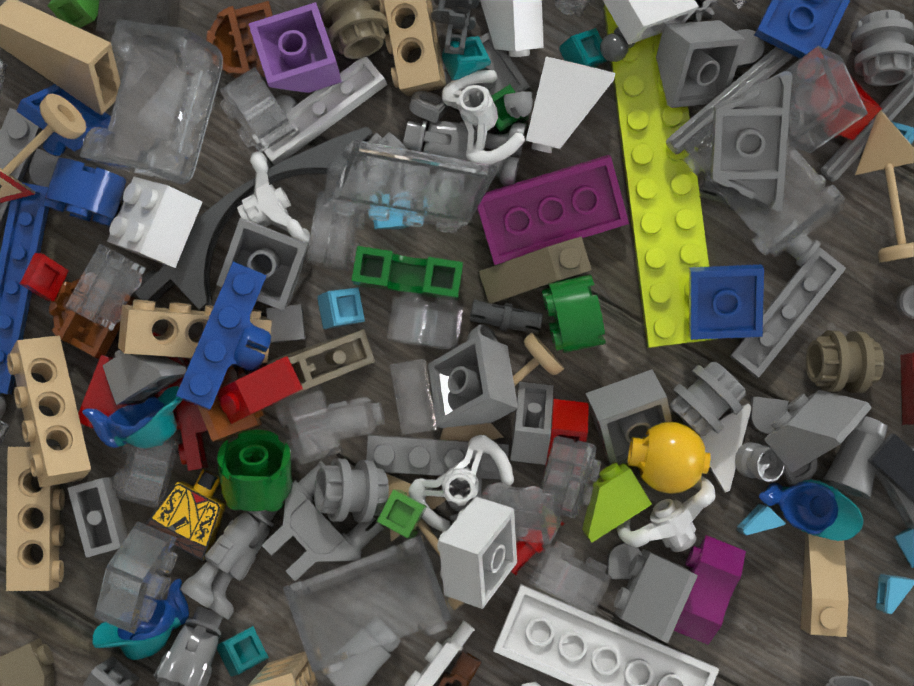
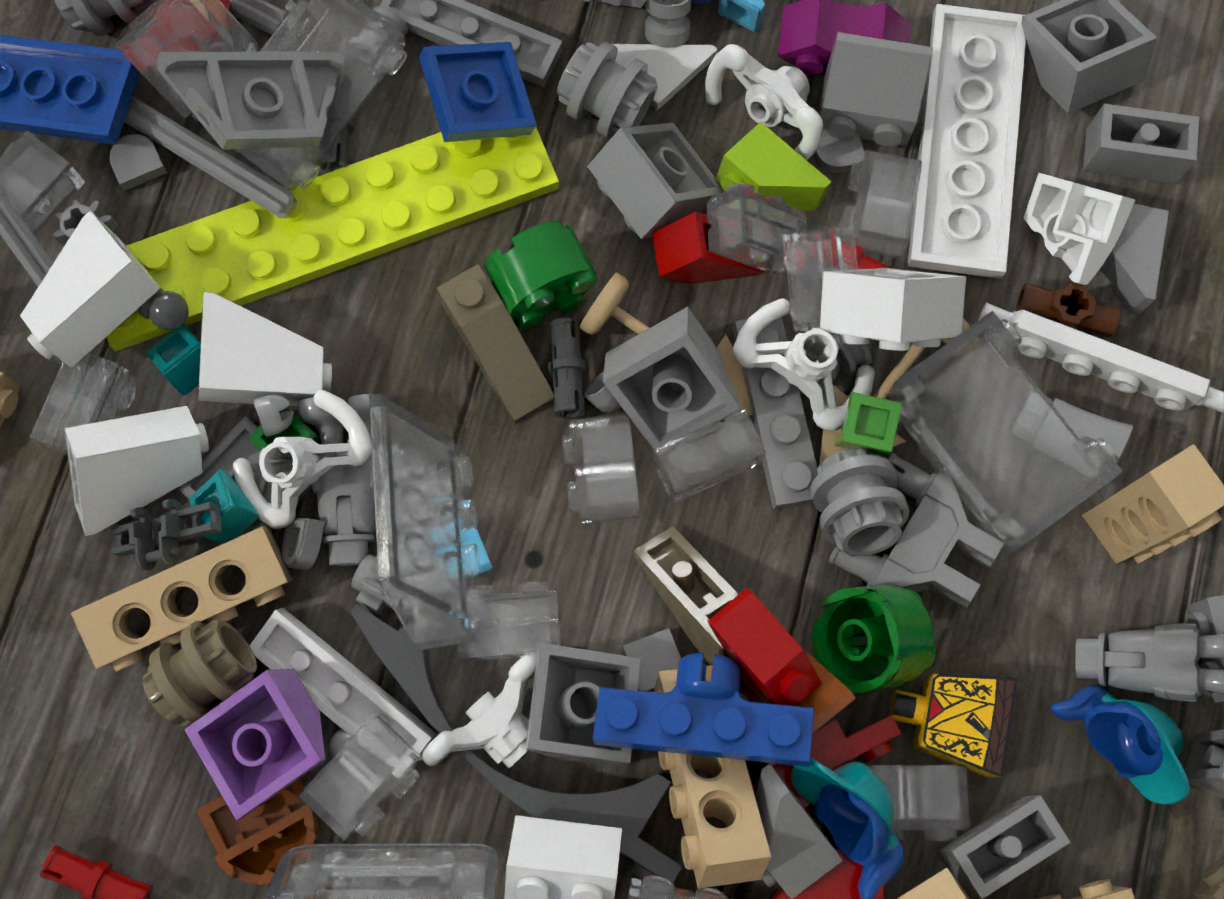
camera: 110 degrees left, 10 degrees down
(136, 578) = (1074, 758): clear brick -> none
(229, 558) = (1001, 647): light grey piece -> none
(242, 651) = (1115, 599): teal slope -> none
(308, 425) = (793, 580): clear brick -> none
(340, 308) = (613, 592): medium azure slope -> none
(355, 418) = (761, 519): clear brick -> none
(401, 273) = (543, 504): green arch -> none
(532, 423) = (712, 289): light grey slope -> none
(552, 209) = (408, 337): magenta piece -> none
(669, 457) = (695, 115): yellow brick -> none
(697, 61) = (164, 203): light grey slope -> none
(765, 411) = (605, 23): light grey tile -> none

